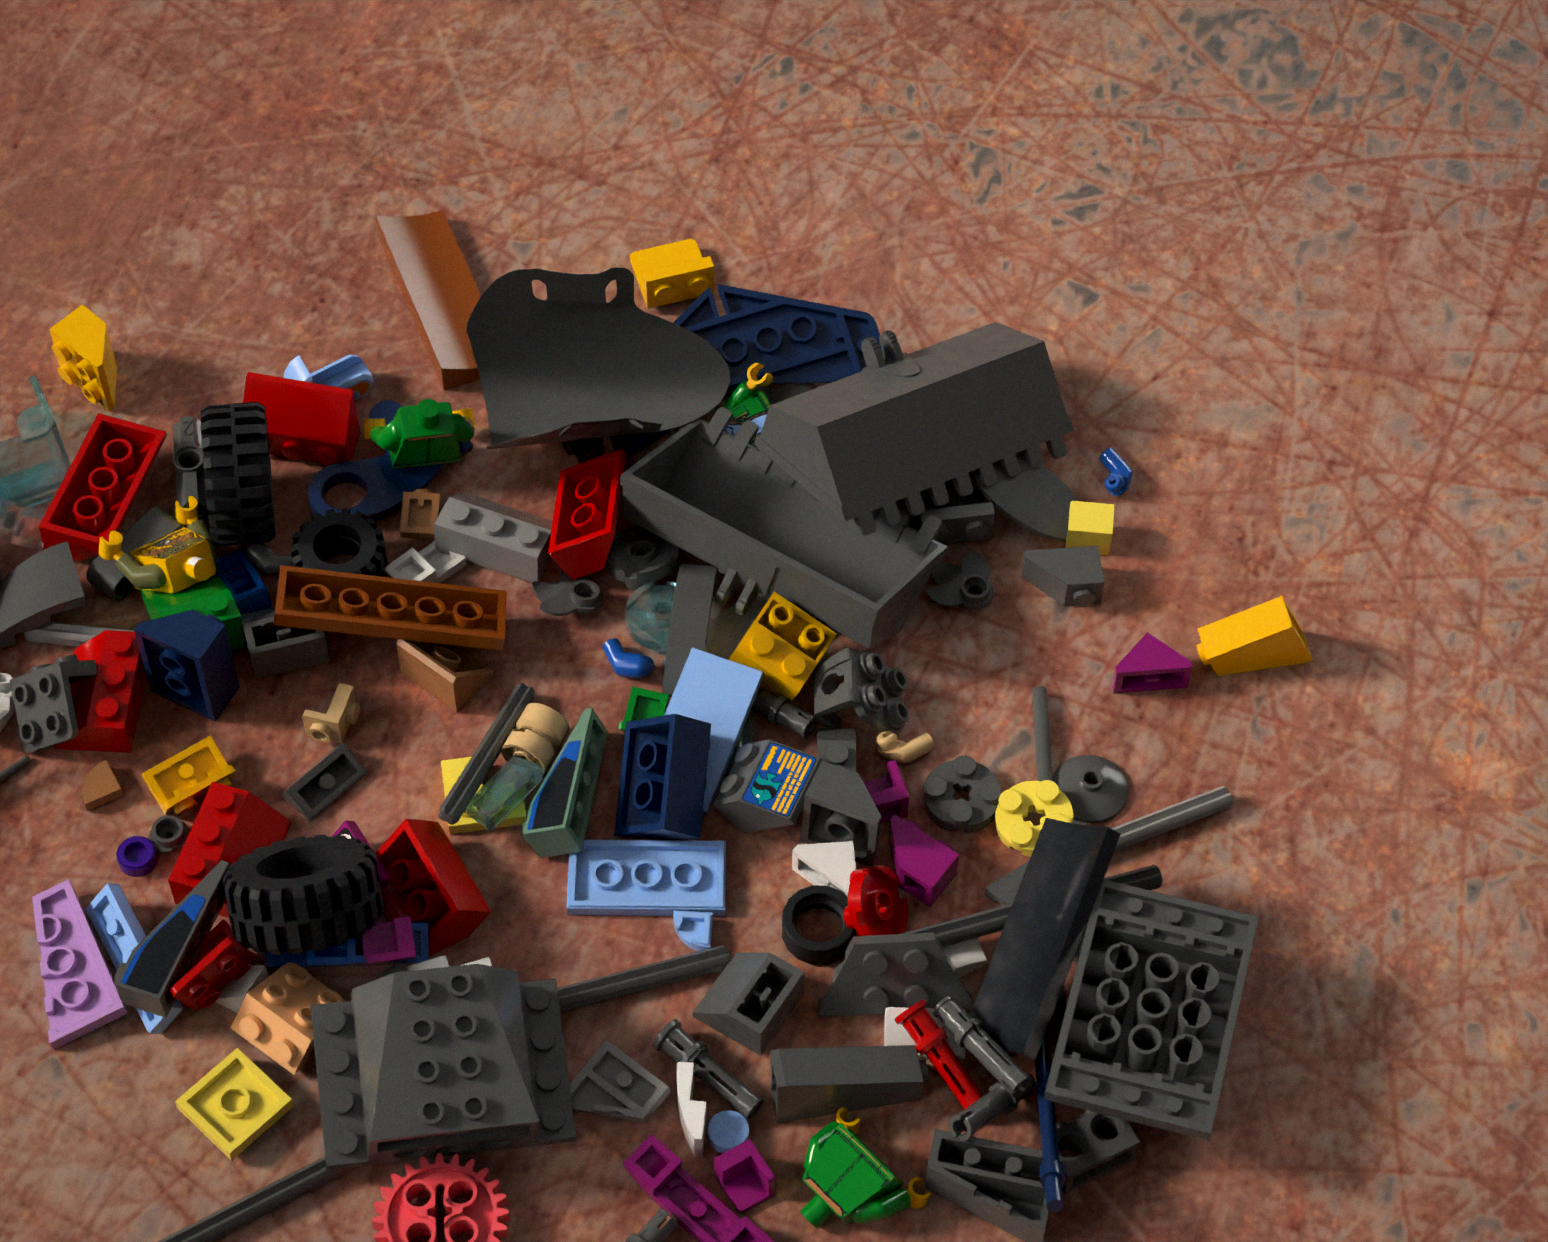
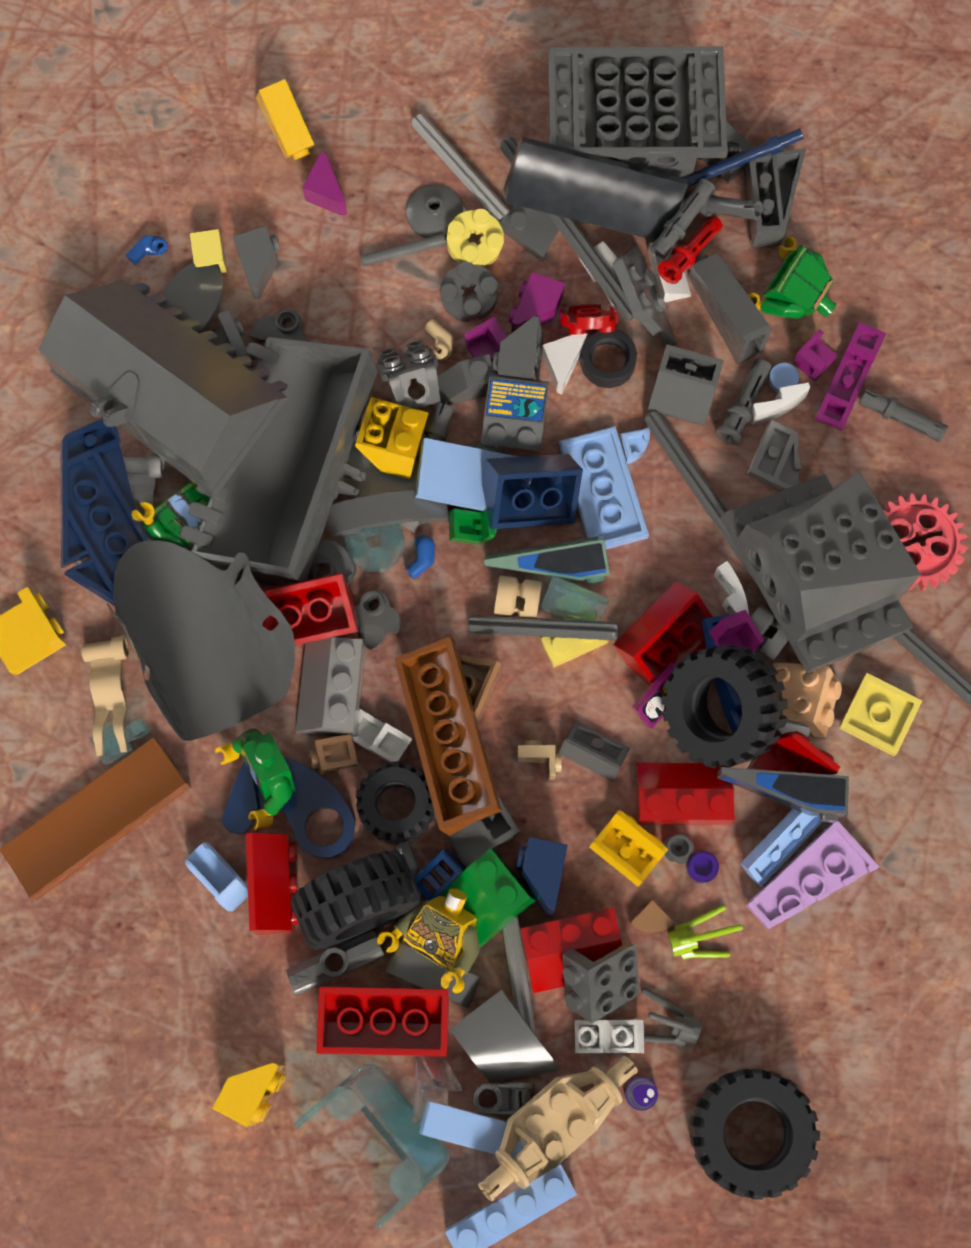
camera: 105 degrees left, 20 degrees up
(57, 810) = (684, 940): none -> lime plant

